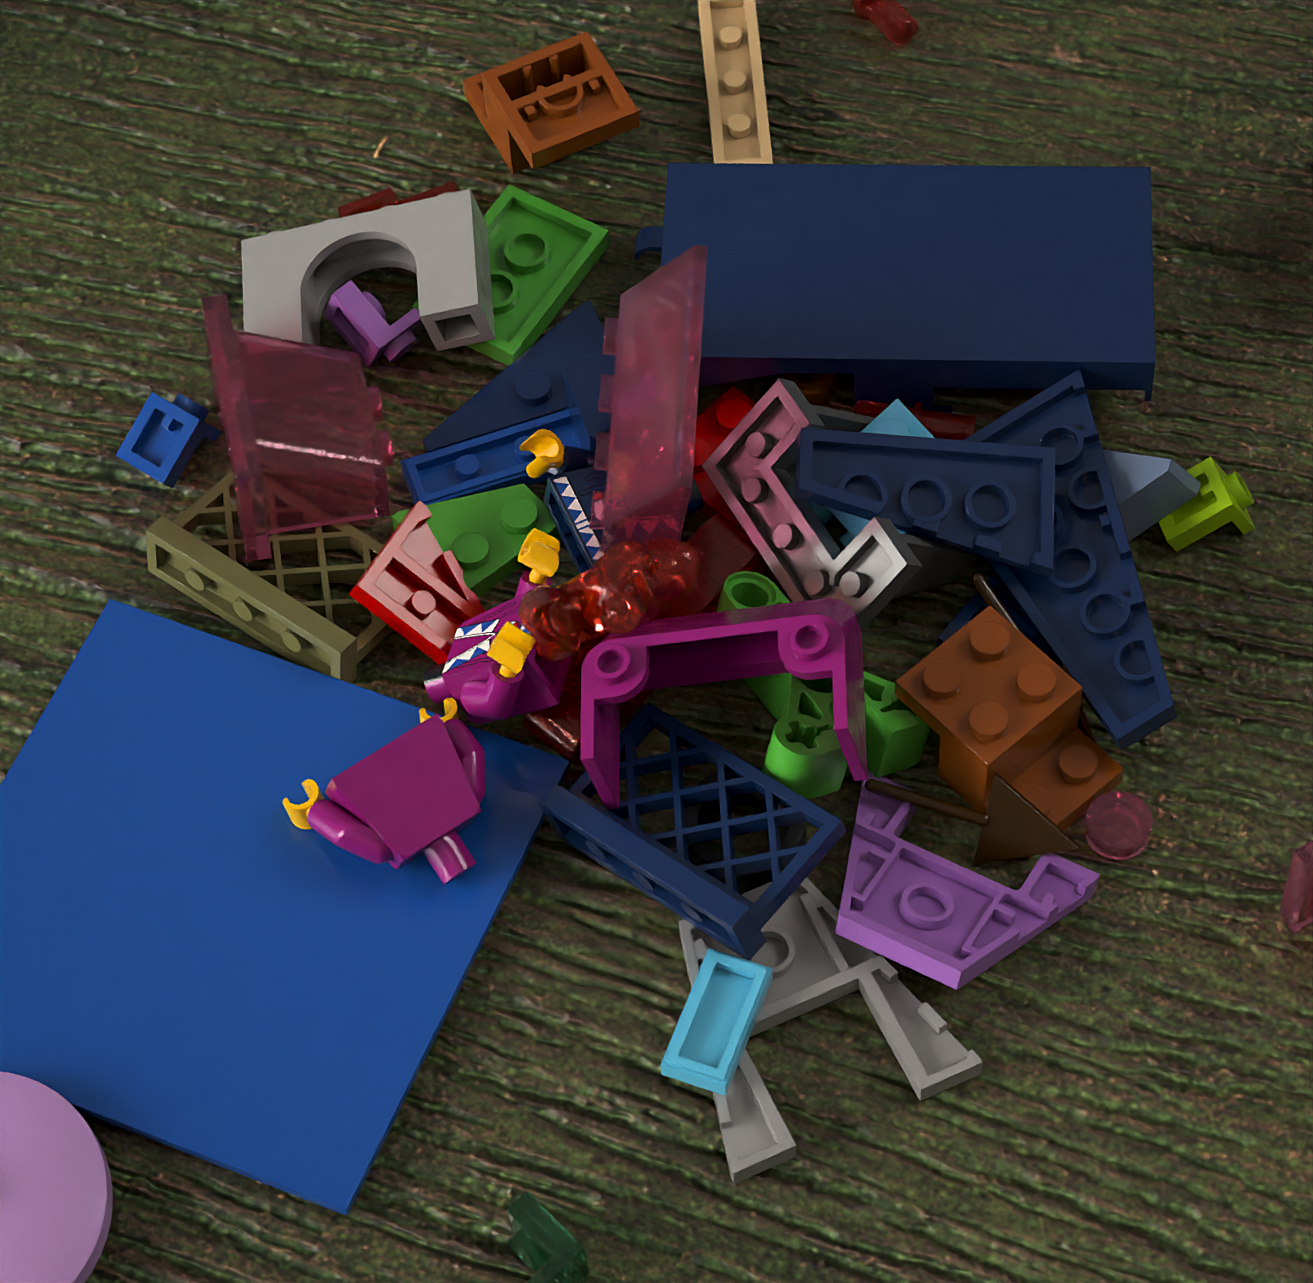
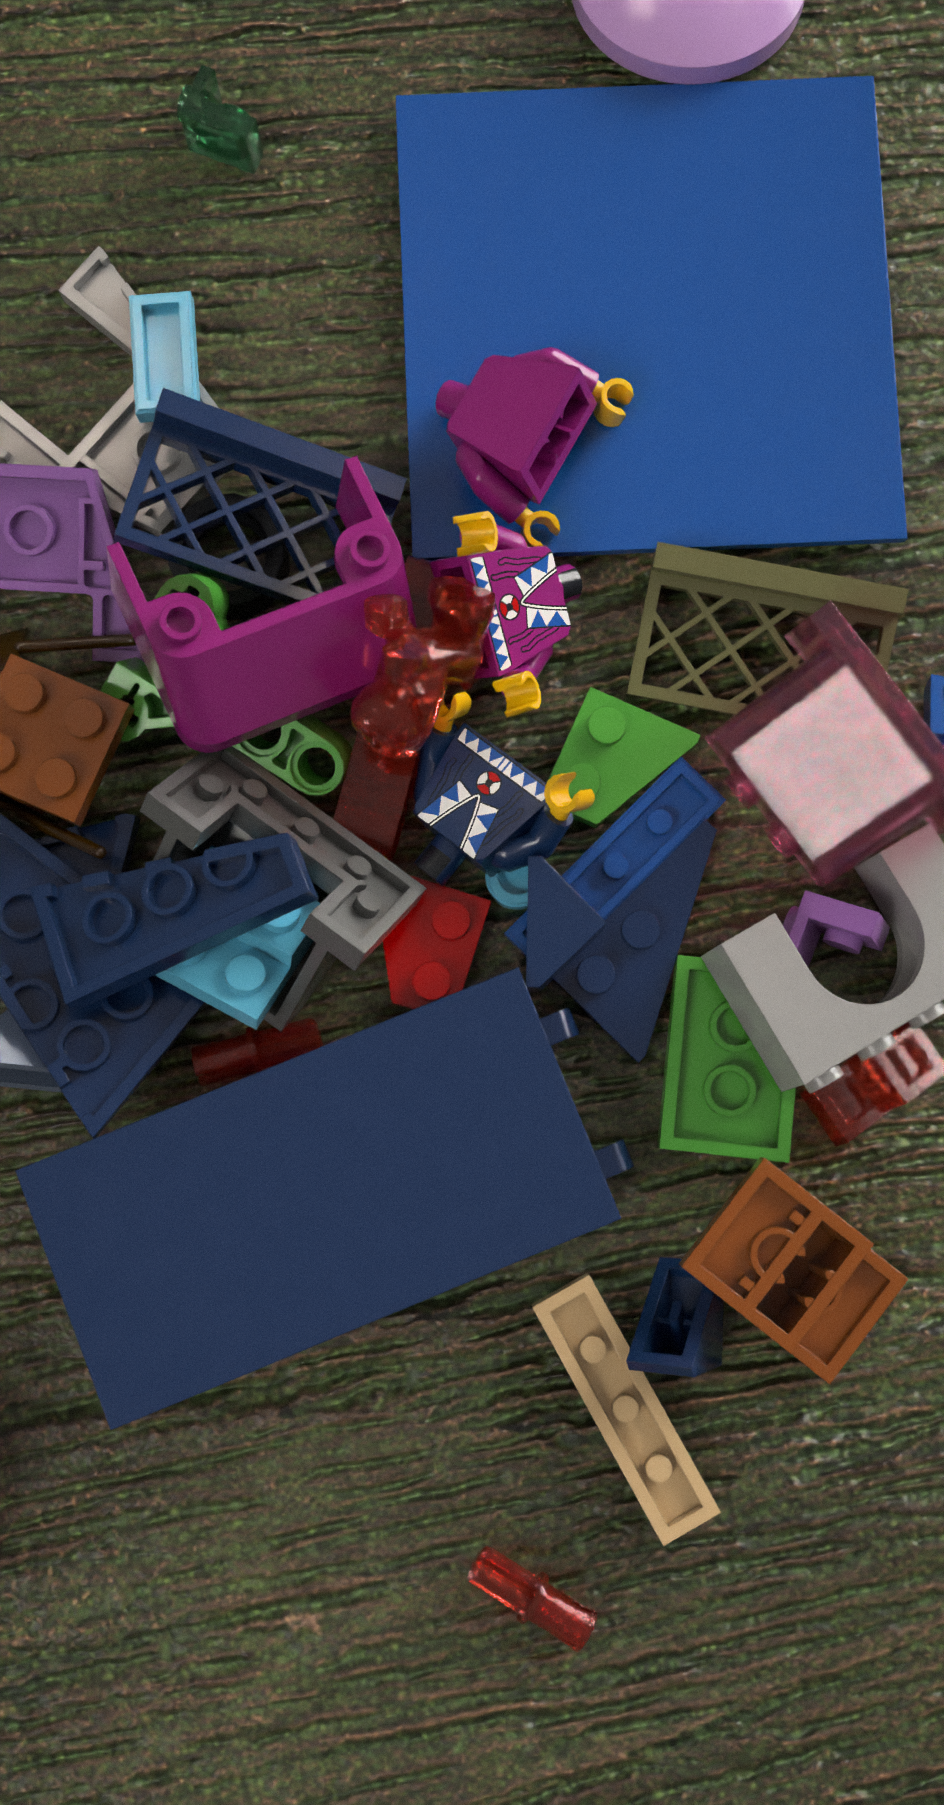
camera: 155 degrees right, 25 degrees up
(418, 587) = (628, 653): wing -> none
(650, 404) = (468, 855): clear pink slope -> none
(665, 107) = (678, 1325): none -> dark blue slope

